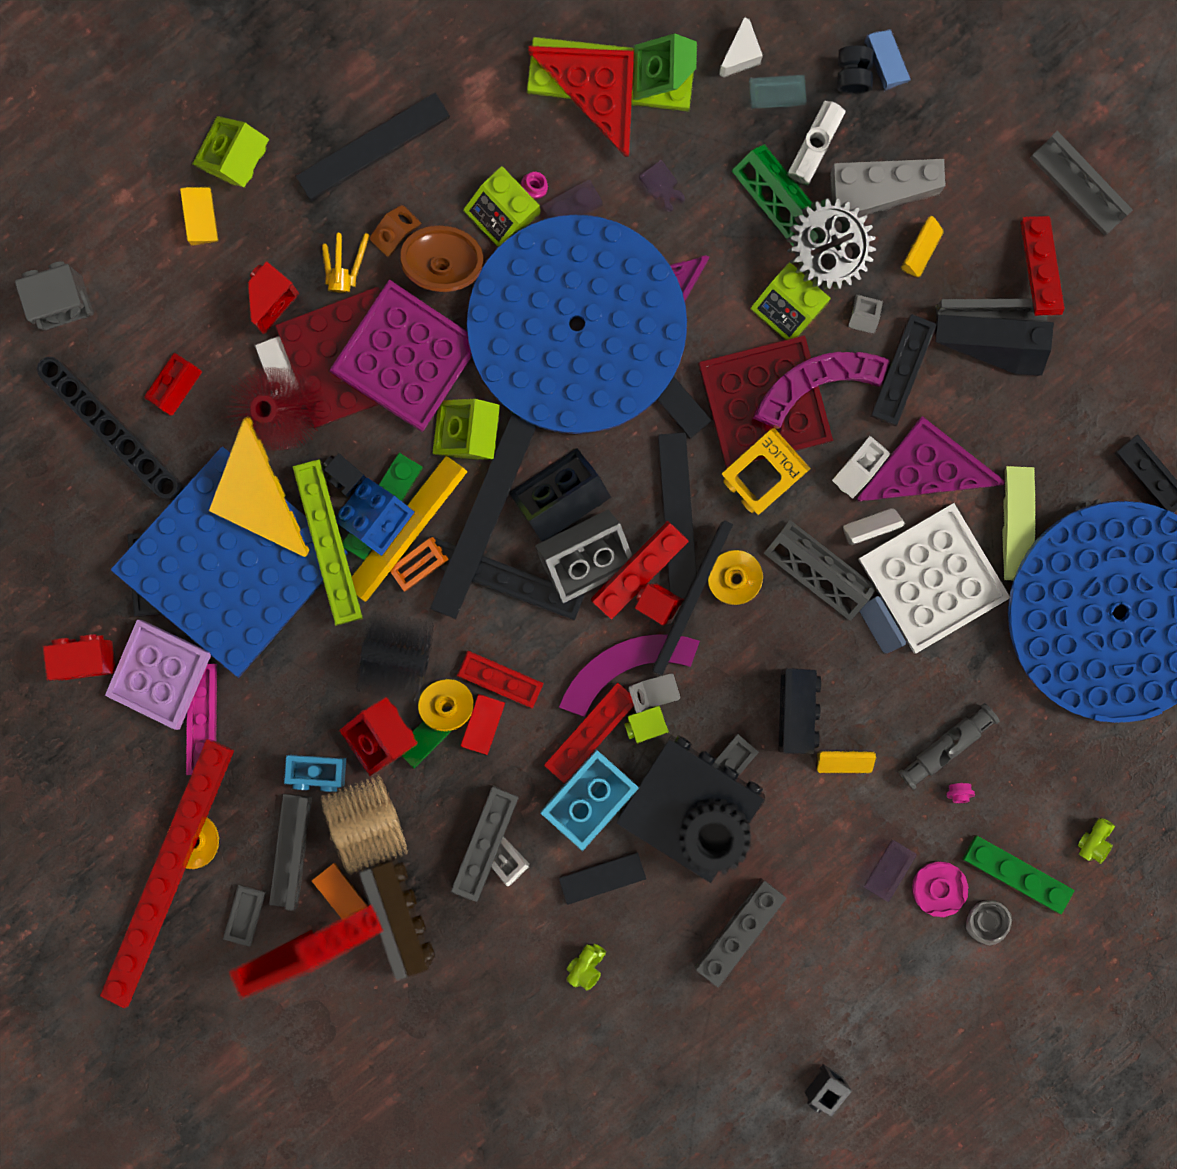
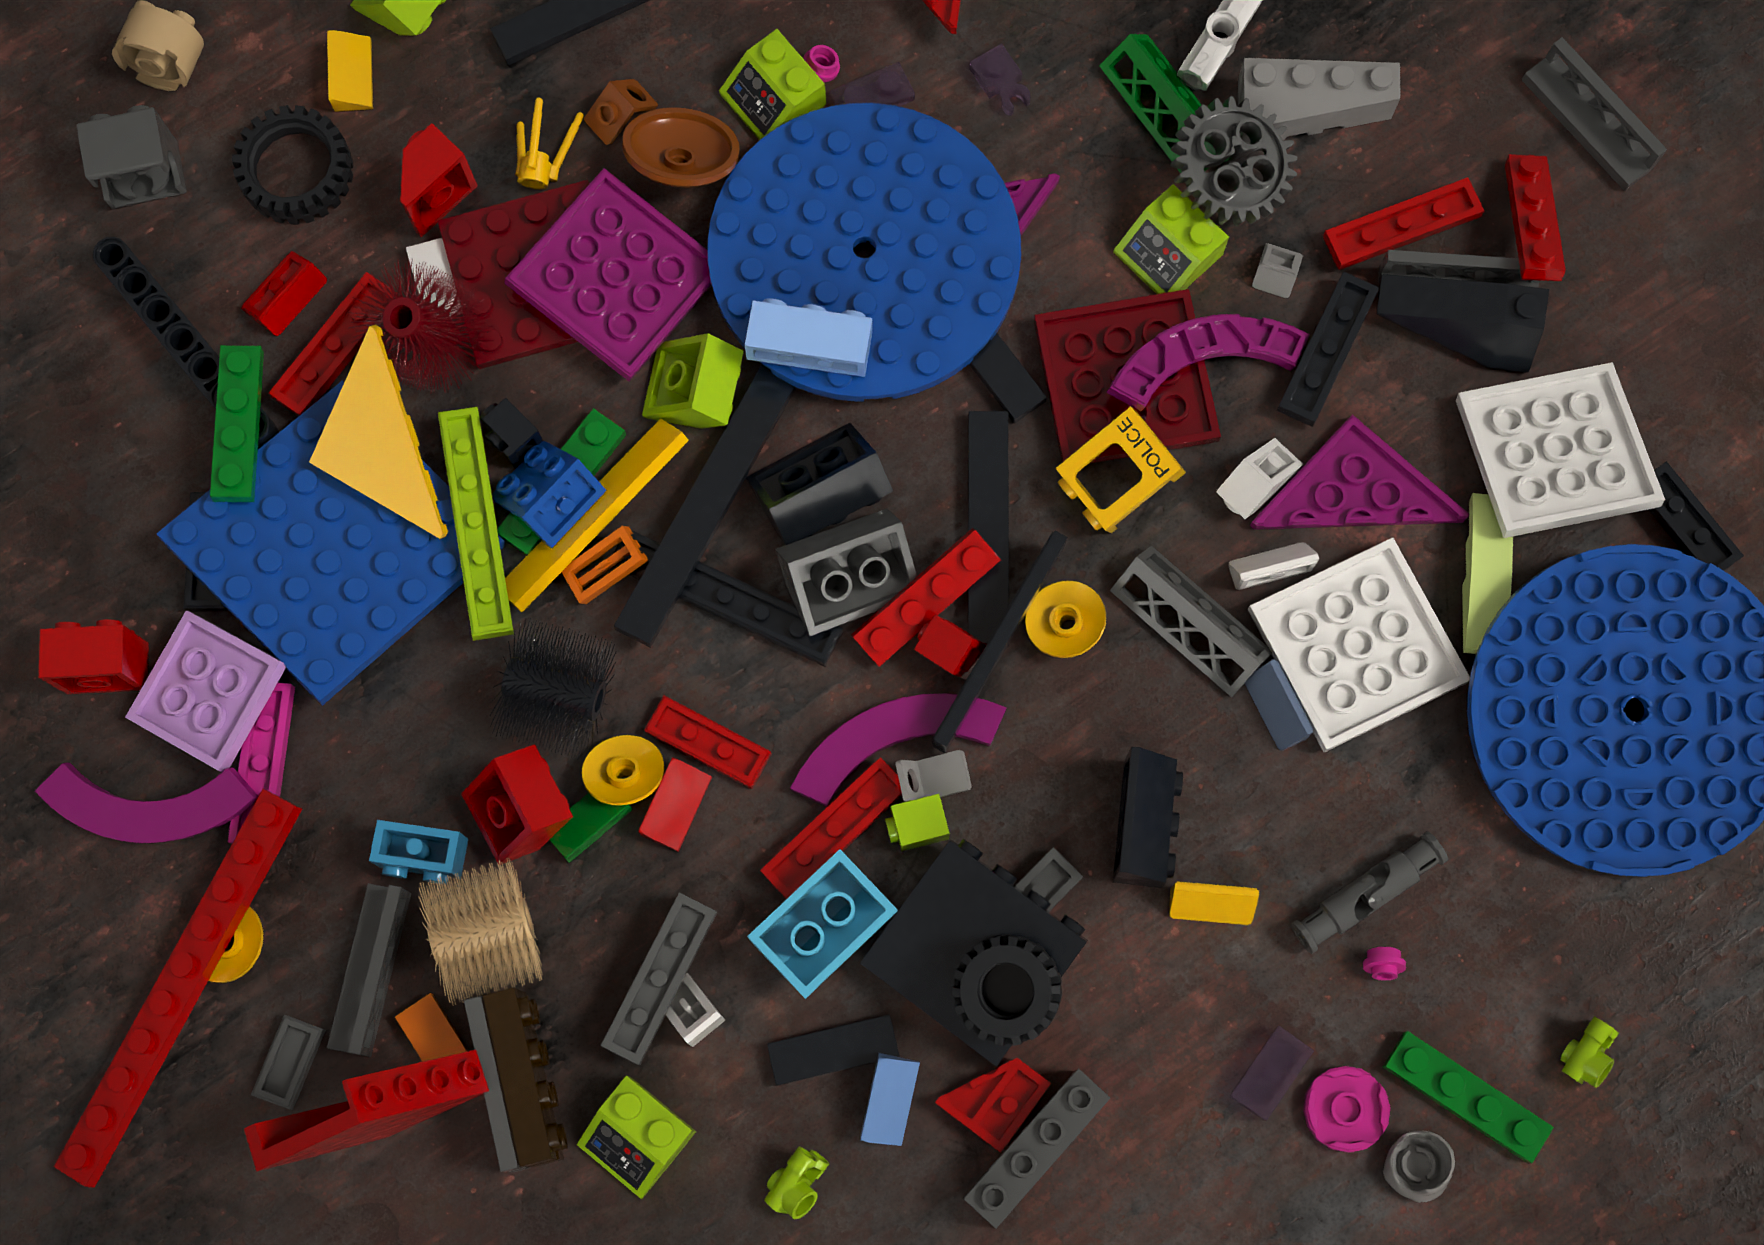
camera: 10 degrees right, 10 degrees down
(61, 210) = (158, 46): none -> tan brick
(127, 764) = (146, 821): none -> magenta tile
(149, 263) = (274, 128): none -> black tyre
(155, 487) = (237, 424): none -> green plate
(212, 422) = (328, 350): none -> red plate
(479, 945) = (635, 1136): none -> lime slope
(545, 395) = (808, 337): none -> light blue brick
(642, 908) = (889, 1100): none -> medium blue slope
(712, 903) = (996, 1101): none -> red wing
(923, 247) = (1364, 184): yellow slope -> none
(951, 274) = (1403, 223): none -> red plate
(1064, 432) = (1559, 450): none -> white plate

